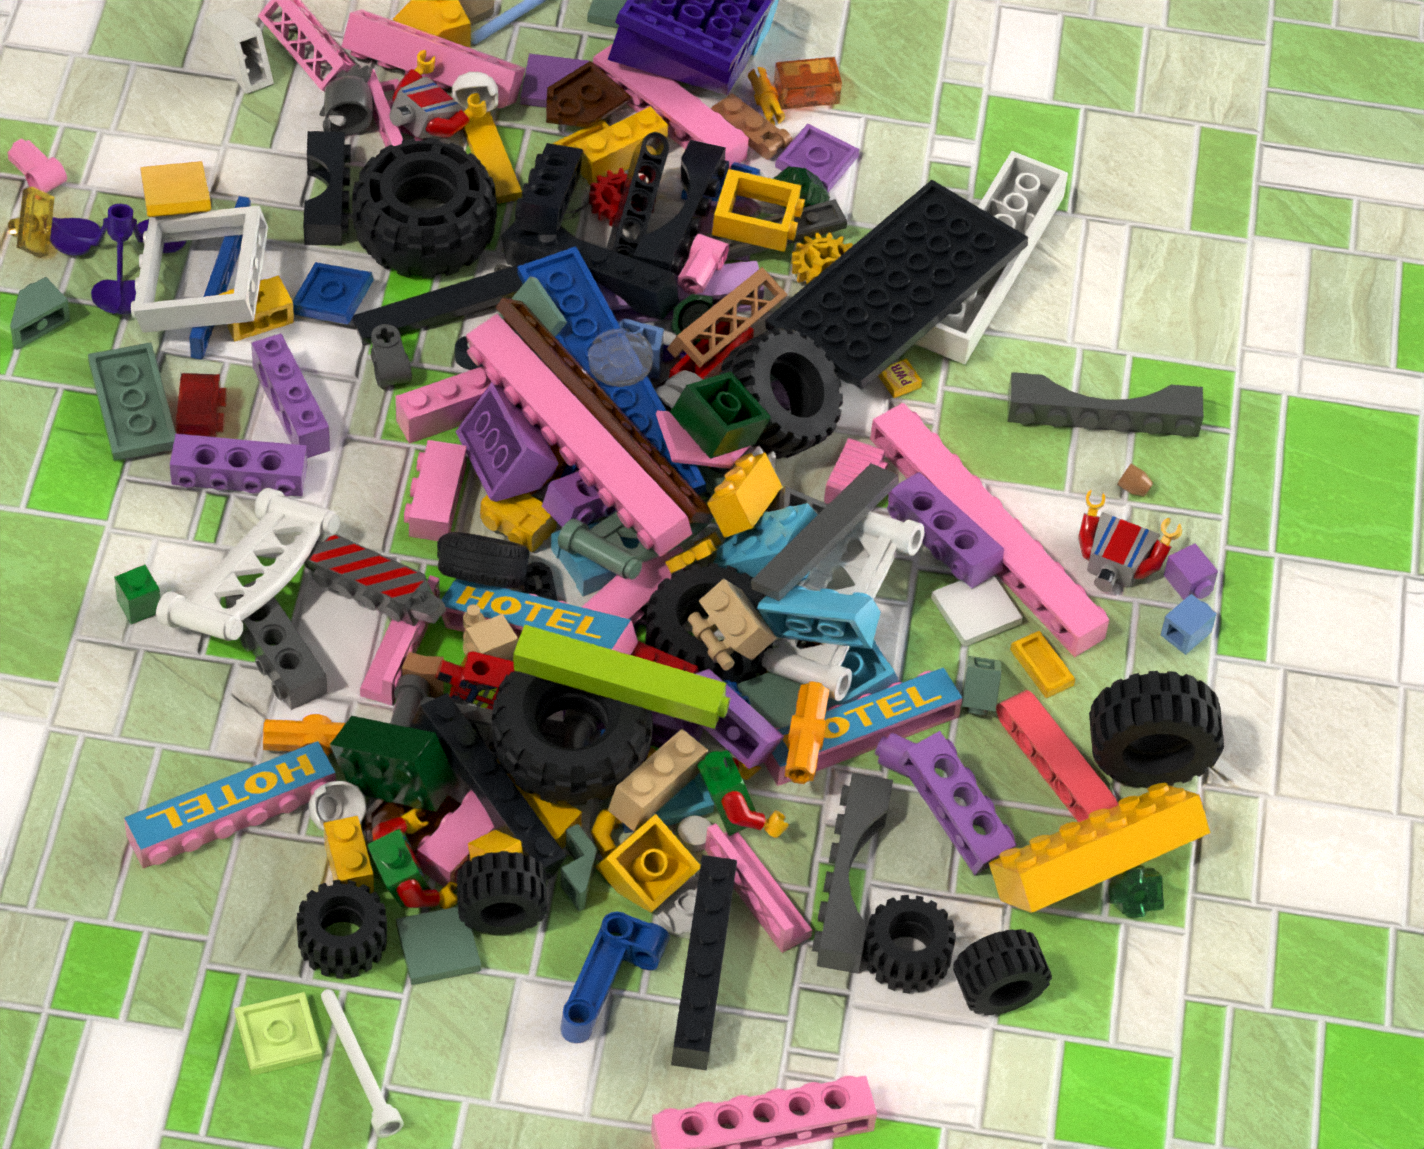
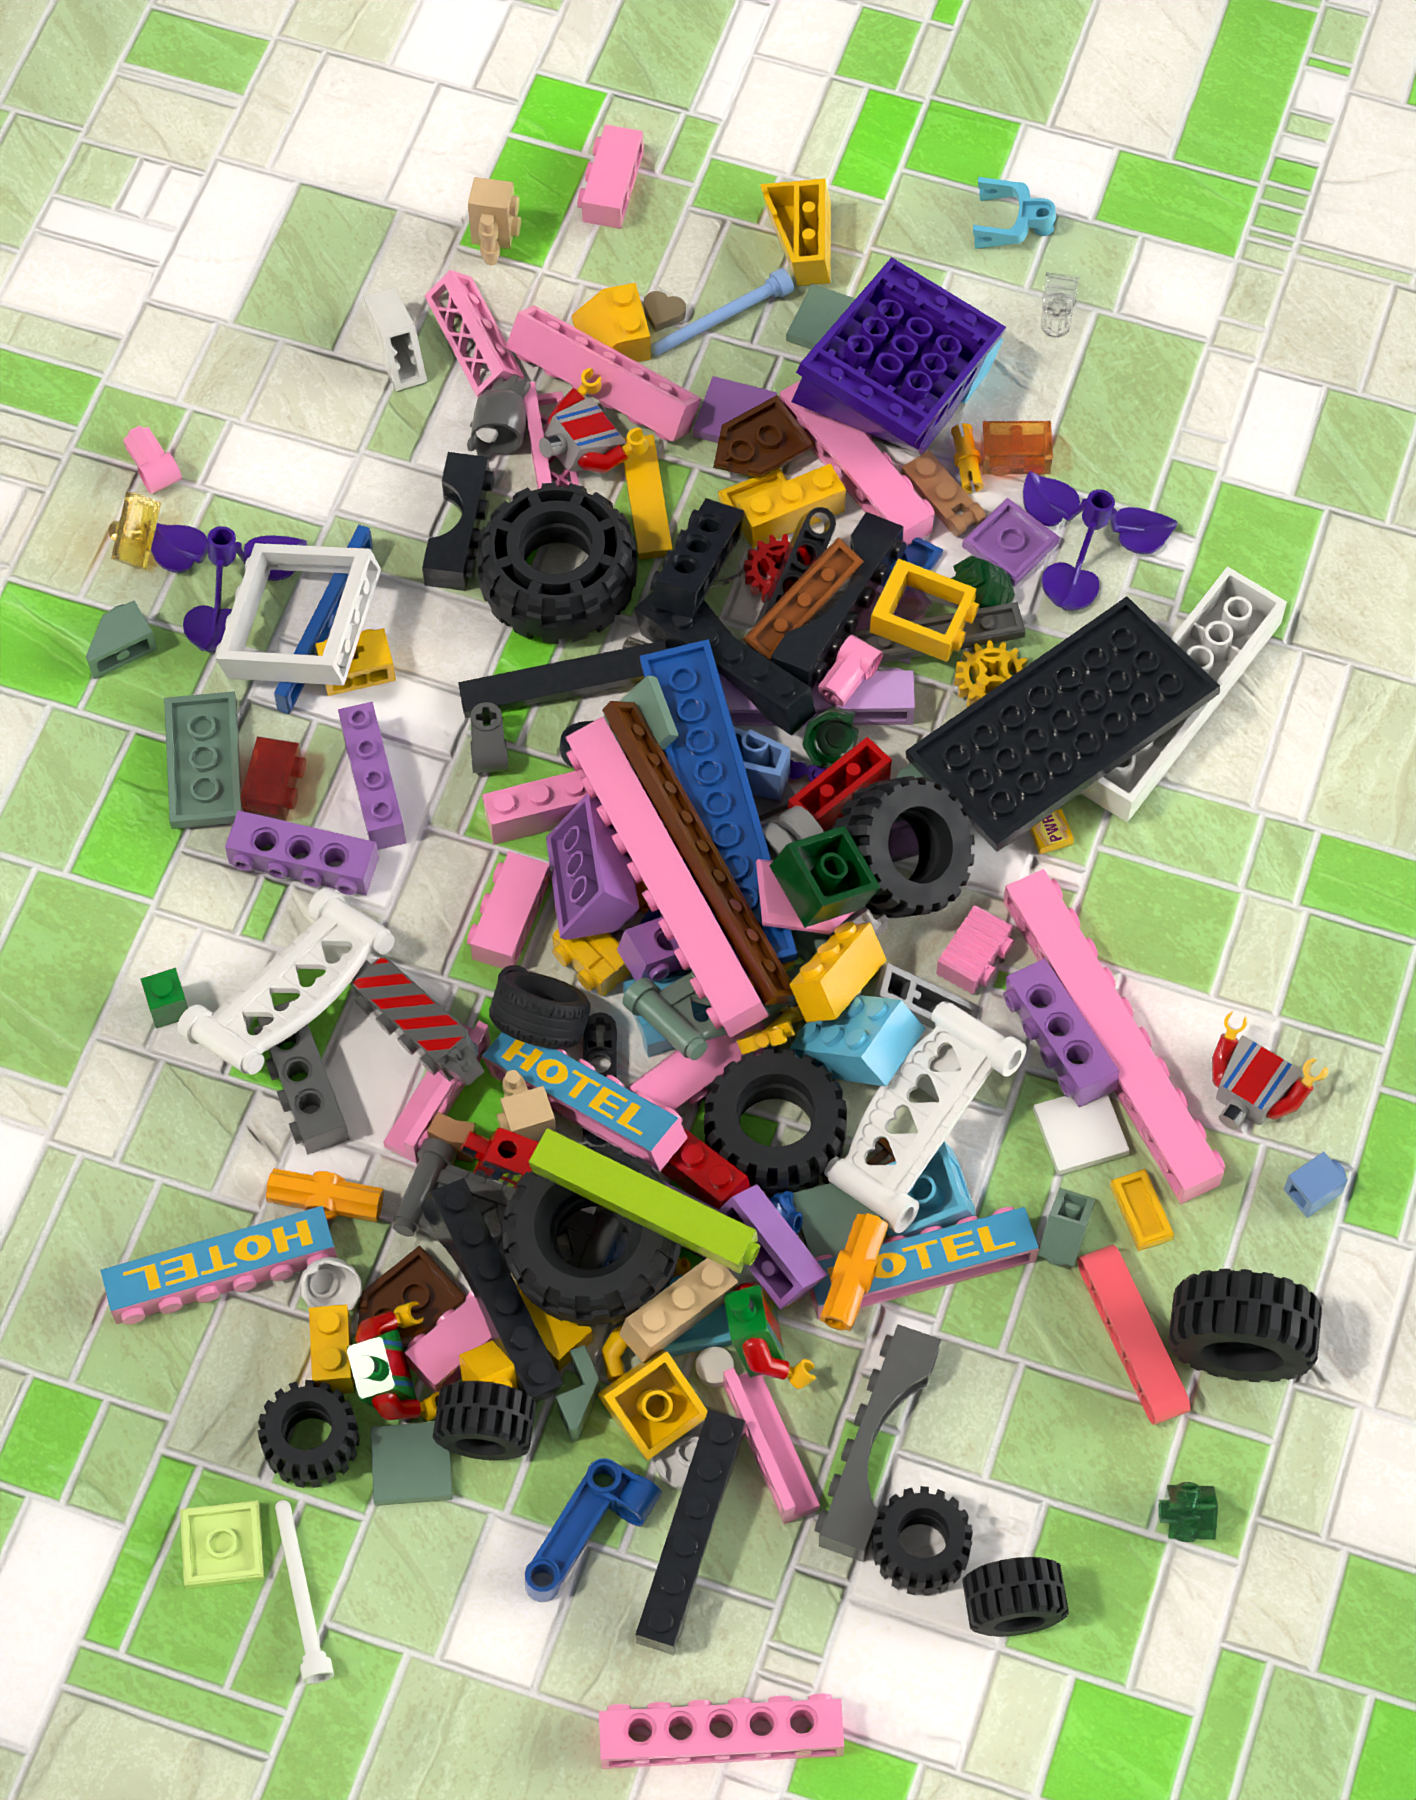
camera: 15 degrees right, 10 degrees up
(175, 189) = (290, 509): yellow tile -> none
(332, 293) = (441, 651): blue tile -> none
(394, 762) = (394, 1249): dark green piece -> none
(476, 83) = (640, 416): white hair -> none
(620, 357) = (731, 785): clear tile -> none
(653, 206) = (804, 597): none -> dark orange tile
(729, 304) = (855, 735): medium nougat fence -> none
(736, 619) = (796, 1133): tan brick -> none
(822, 617) = (892, 1135): medium azure slope -> none
(824, 532) = (912, 1039): dark grey tile -> none
(849, 123) = (1053, 500): none -> dark purple plant
(891, 750) = (959, 1305): medium lavender brick -> none
(957, 820) = (1005, 1399): medium lavender brick -> none
(1043, 402) = (1203, 882): dark grey arch -> none
(1098, 847) = (1155, 1456): yellow brick -> none
(1135, 481) = (1291, 995): medium nougat hose -> none
(1191, 572) = (1331, 1121): medium lavender brick -> none

